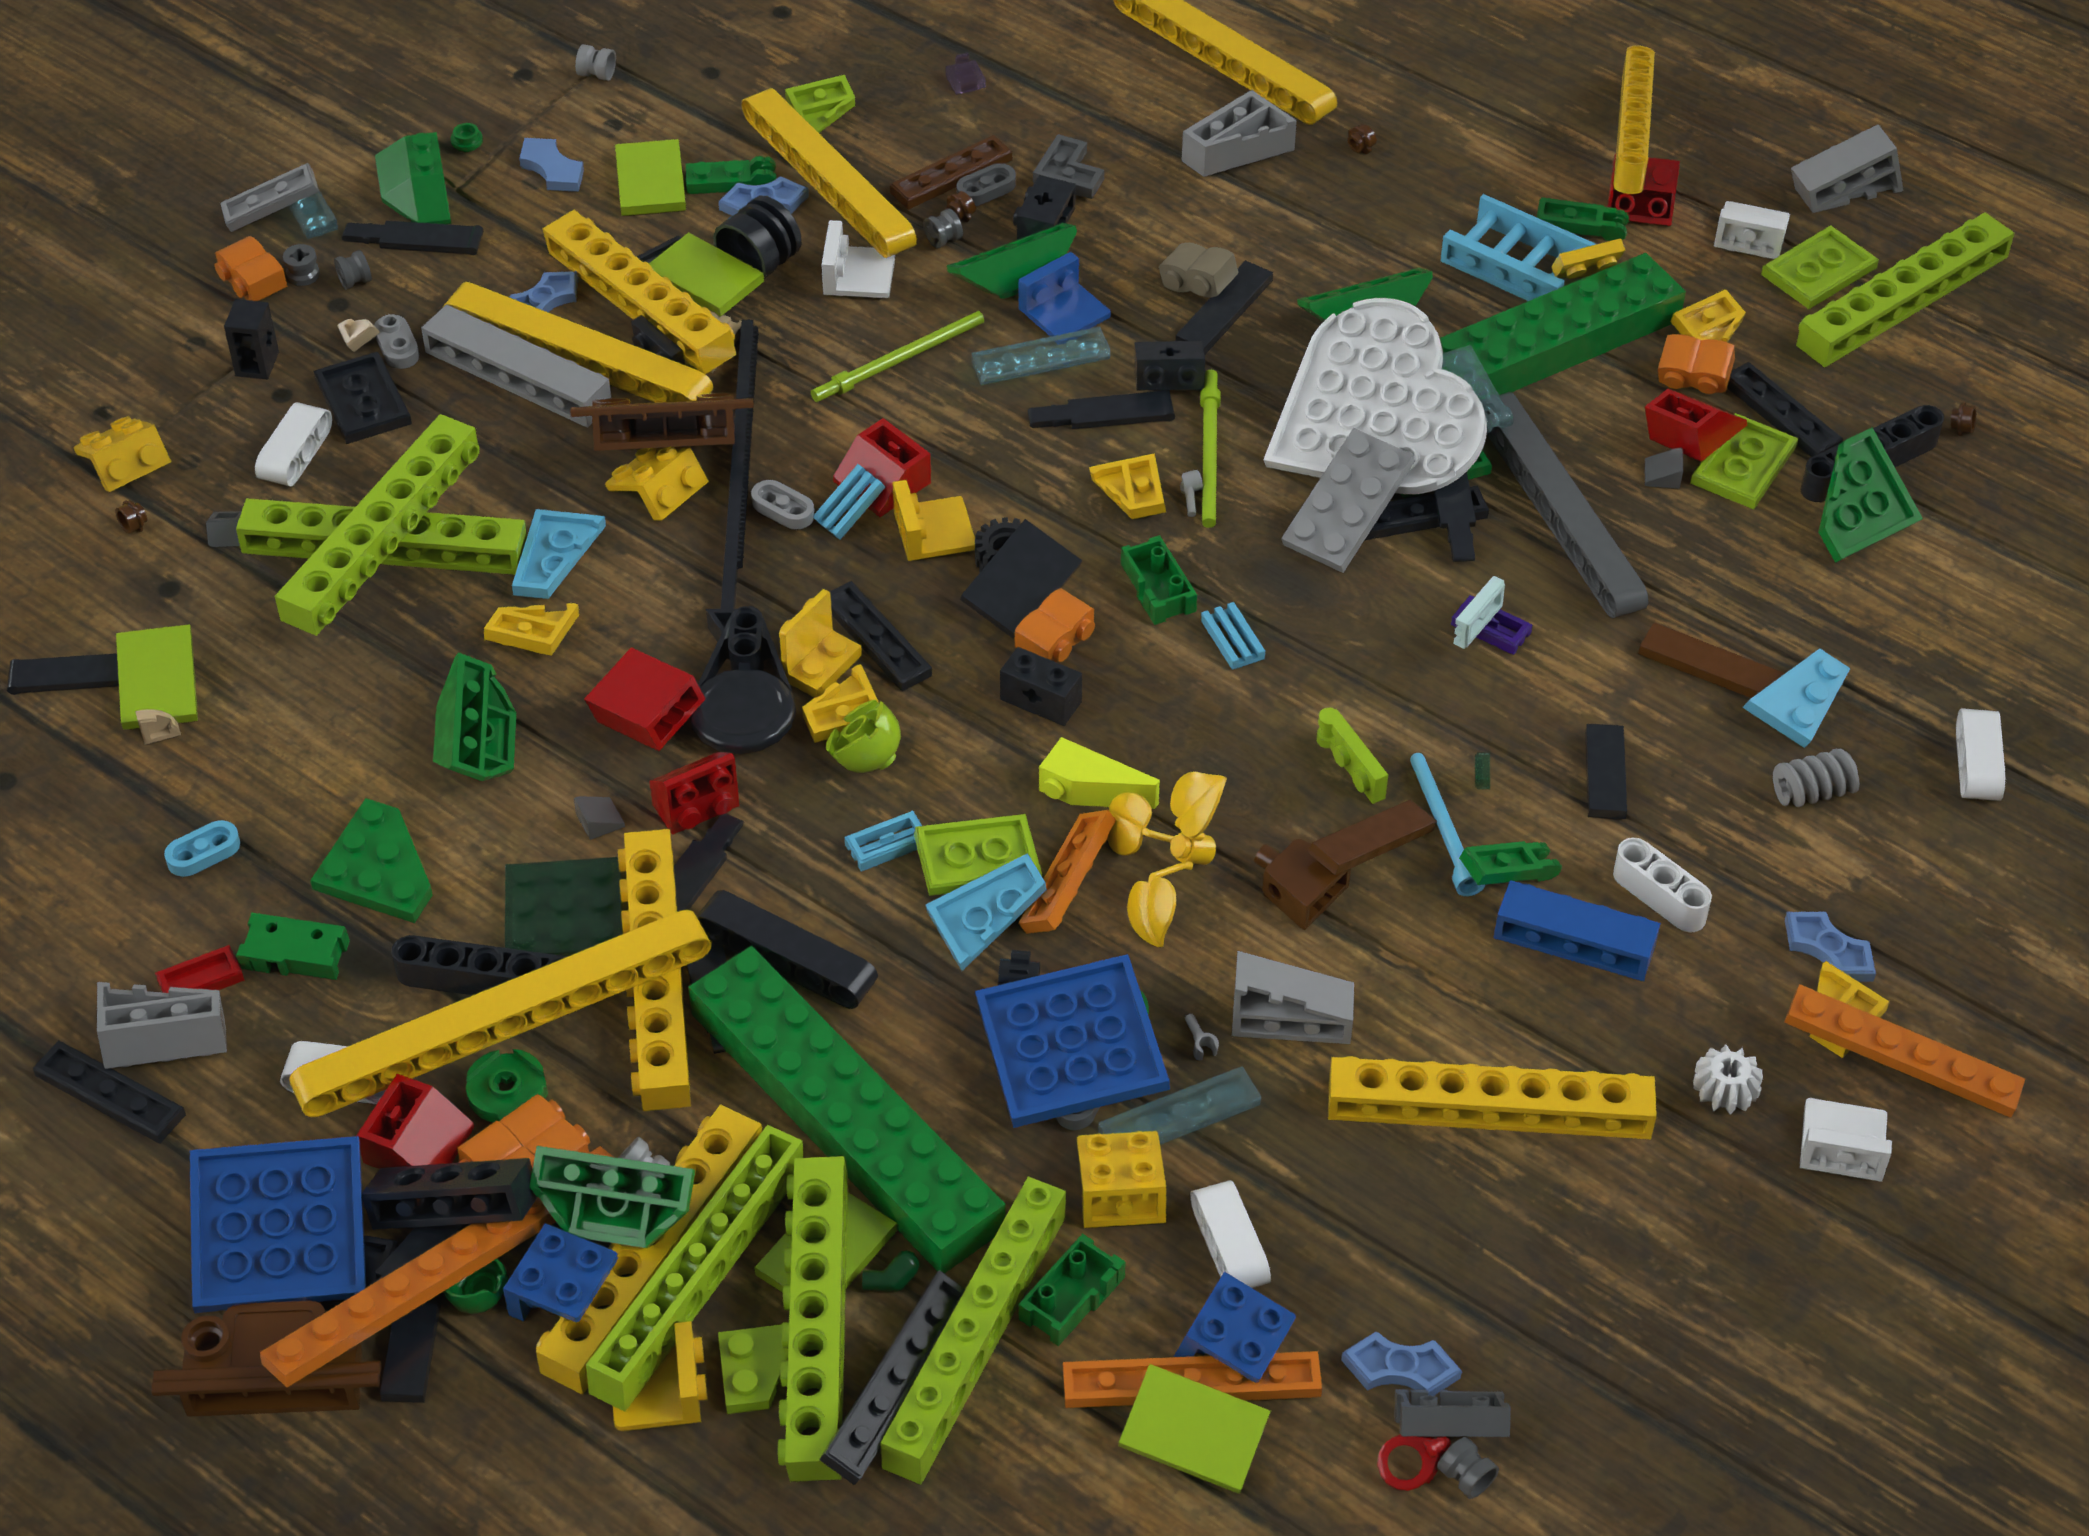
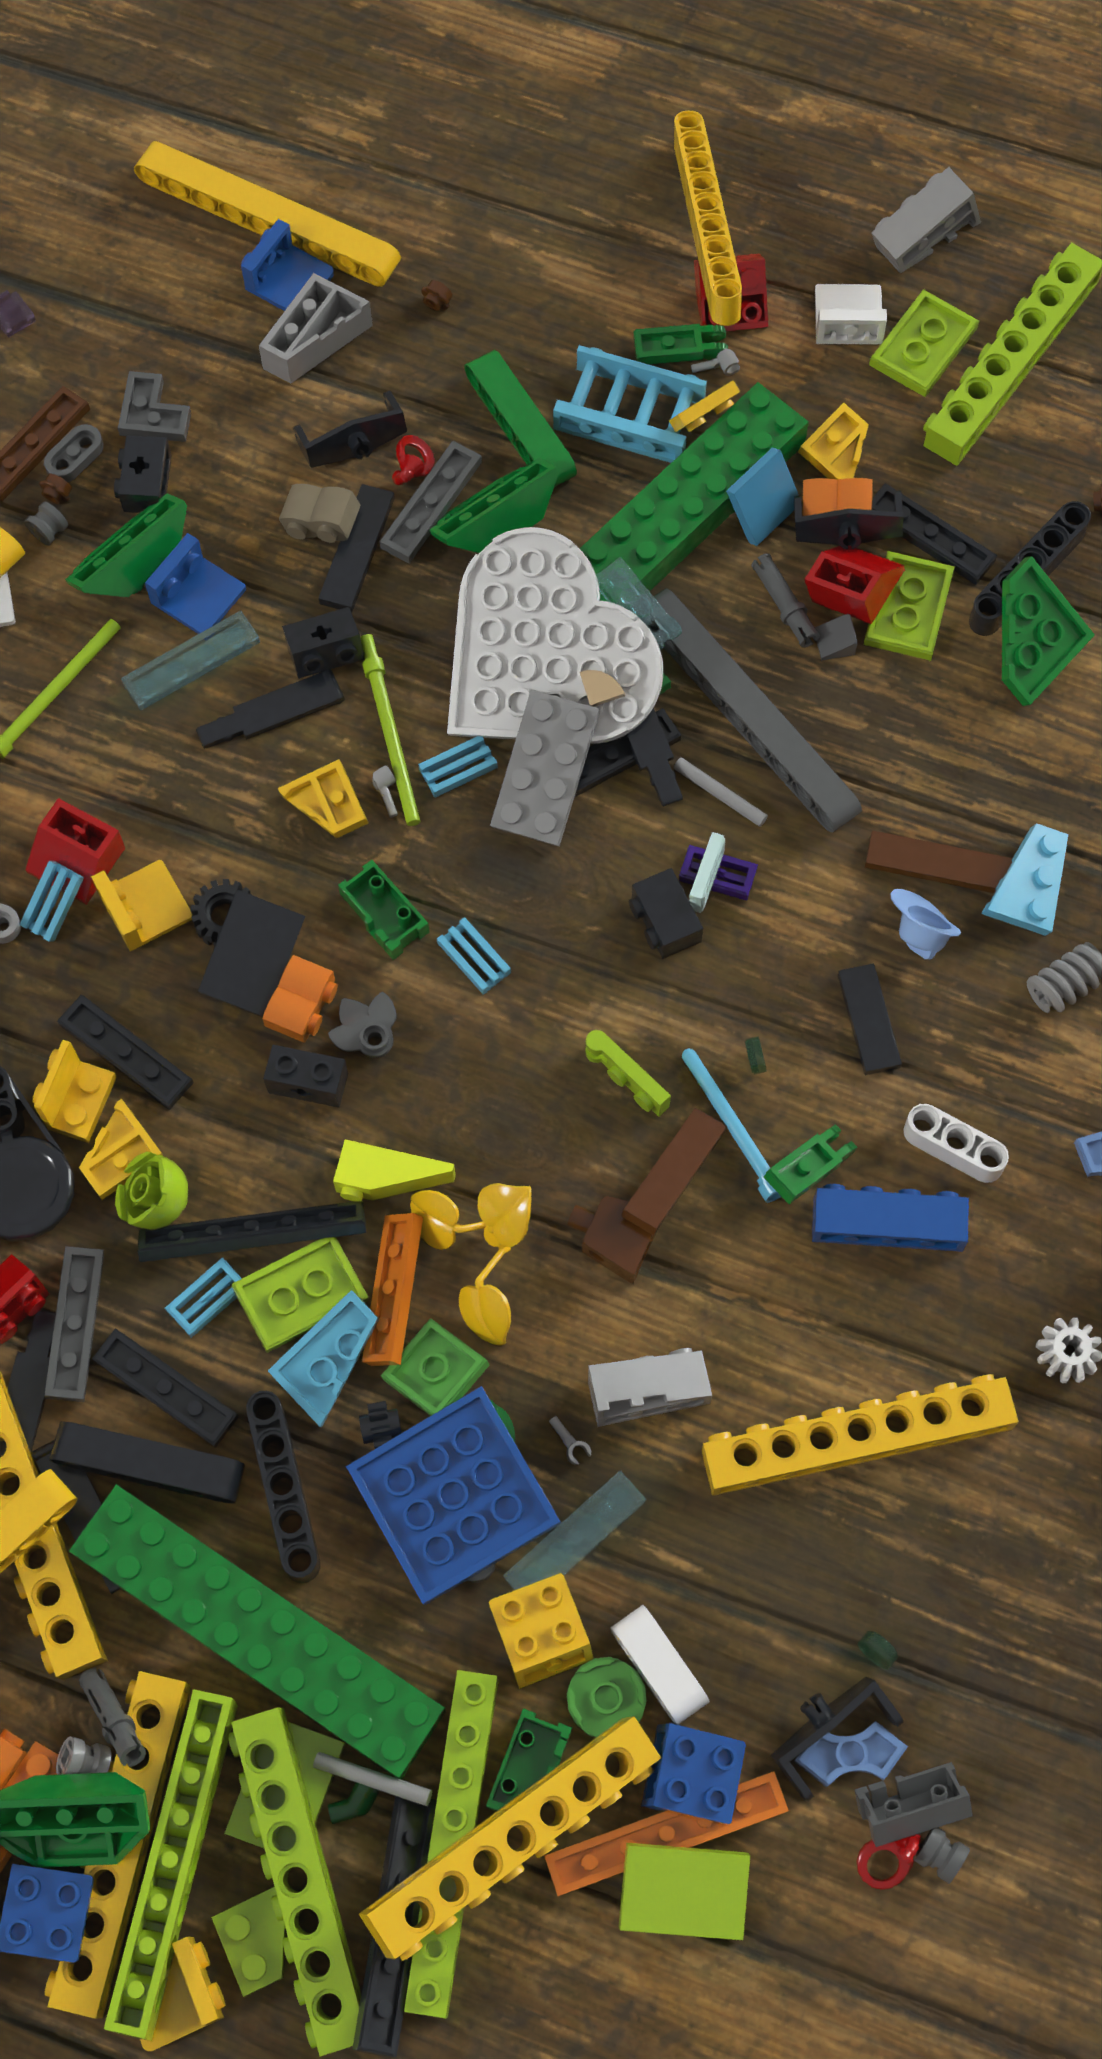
camera: 15 degrees left, 20 degrees up
(682, 1132) = (117, 1726): none -> dark grey pin
(755, 828) = (74, 1324): none -> dark grey plate
(822, 901) = (165, 1388): none -> black tile
(908, 1002) = (271, 1471): none -> black beam
(915, 1251) = (372, 1779): none -> light grey bar
(948, 795) = (252, 1231): none -> black tile
(1085, 940) = (435, 1369): none -> bright green tile
(1110, 668) = (363, 1023): none -> dark grey plate
(1168, 1256) = (604, 1694): none -> bright green tile
(1171, 1279) = (387, 1915): none -> yellow brick
(1217, 82) = (279, 269): none -> blue bracket
(1249, 222) = (354, 437): none -> black piece
(1266, 486) = (451, 755): none -> medium azure tile
(1297, 251) = (411, 465): none -> red piece
(1315, 278) = (430, 502): none -> dark grey plate
(1381, 1318) = (824, 1719): none -> black piece
(1409, 238) = (518, 414): none -> green beam
(1420, 439) = (600, 687): none -> tan tile
(1429, 640) = (666, 913): none -> black brick
(1455, 1279) = (878, 1649): none -> clear green tile
(1513, 563) = (720, 791): none -> light grey bar
(1625, 340) = (763, 496): none -> dark azure tile
(1626, 237) = (726, 360): none -> light grey hand
(1626, 439) = (792, 611): none -> dark grey pin
(1679, 706) = (922, 924): none -> light blue piece
(1703, 379) = (849, 525): none -> black piece

